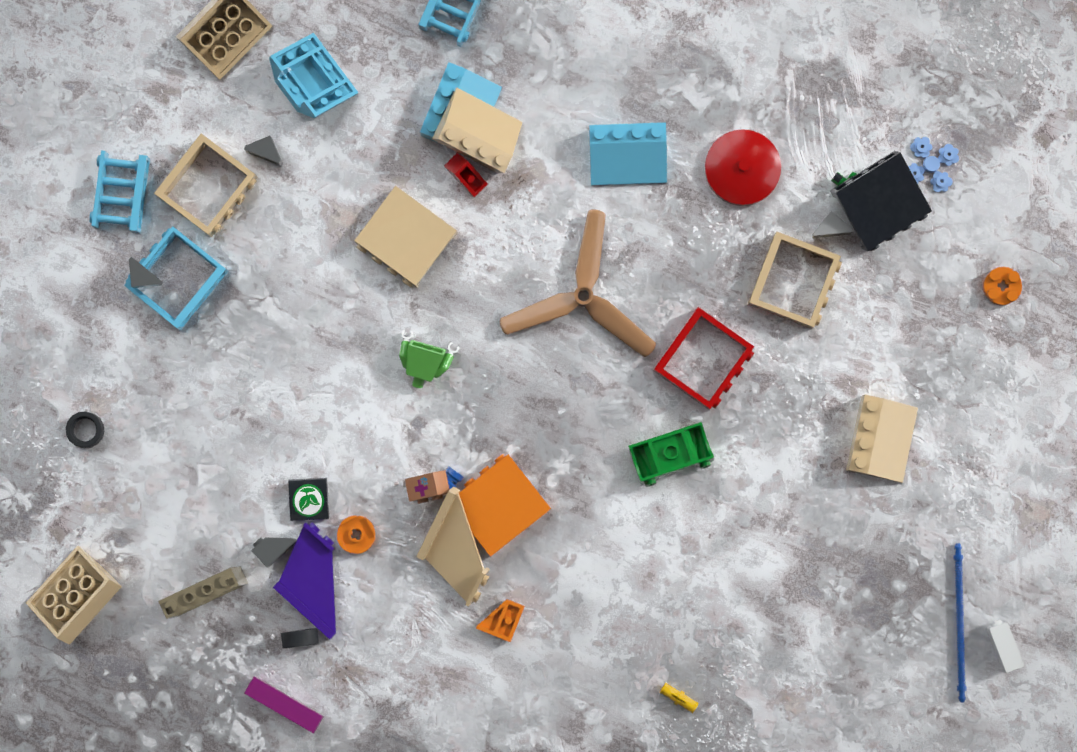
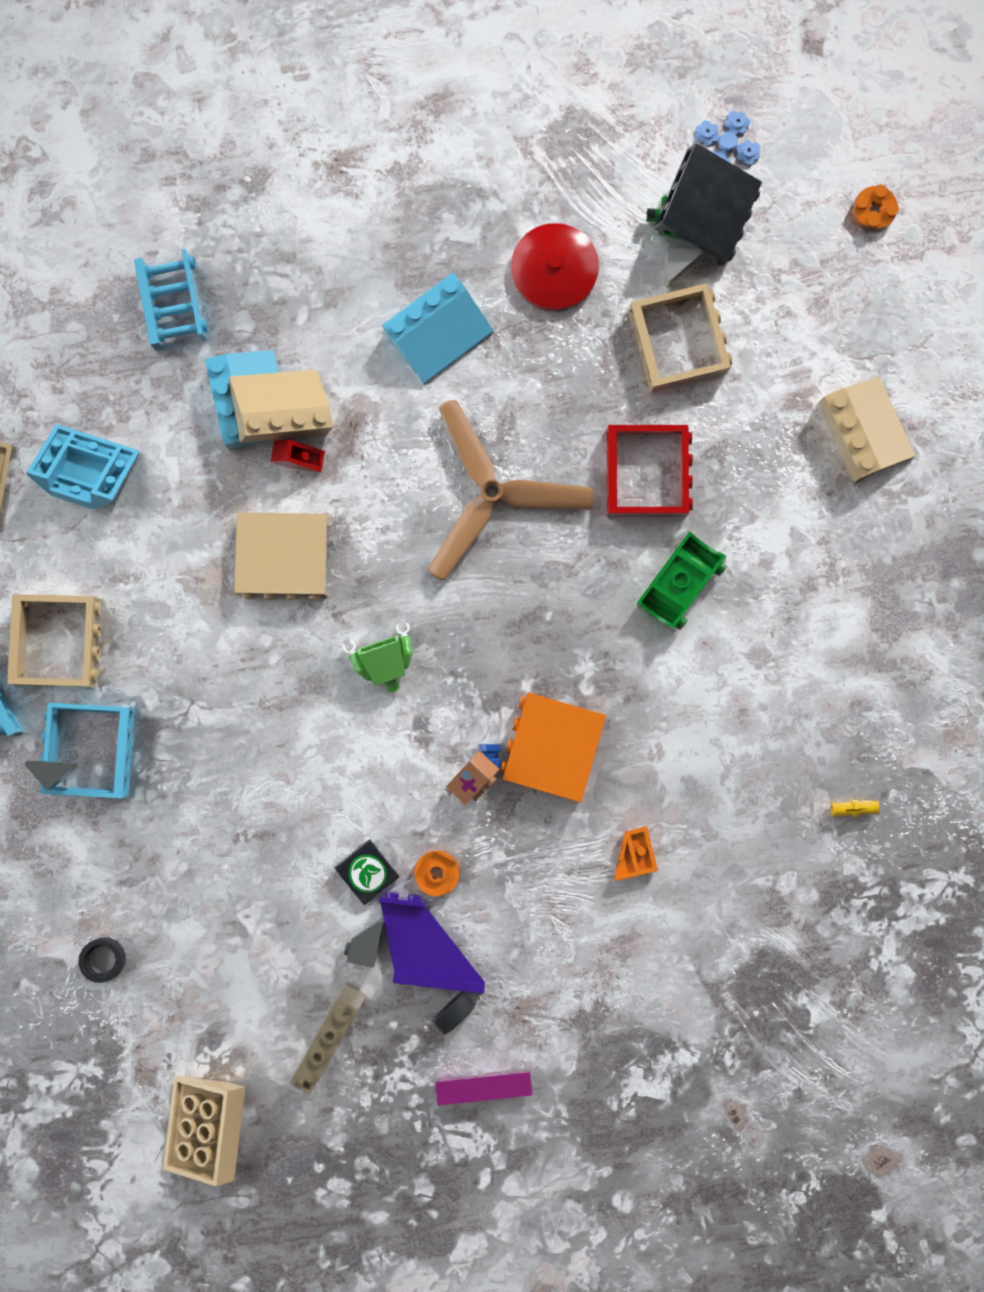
camera: 35 degrees left, 0 degrees up
(264, 149) = (87, 567): dark grey slope -> none
(453, 549) = (542, 822): tan piece -> none

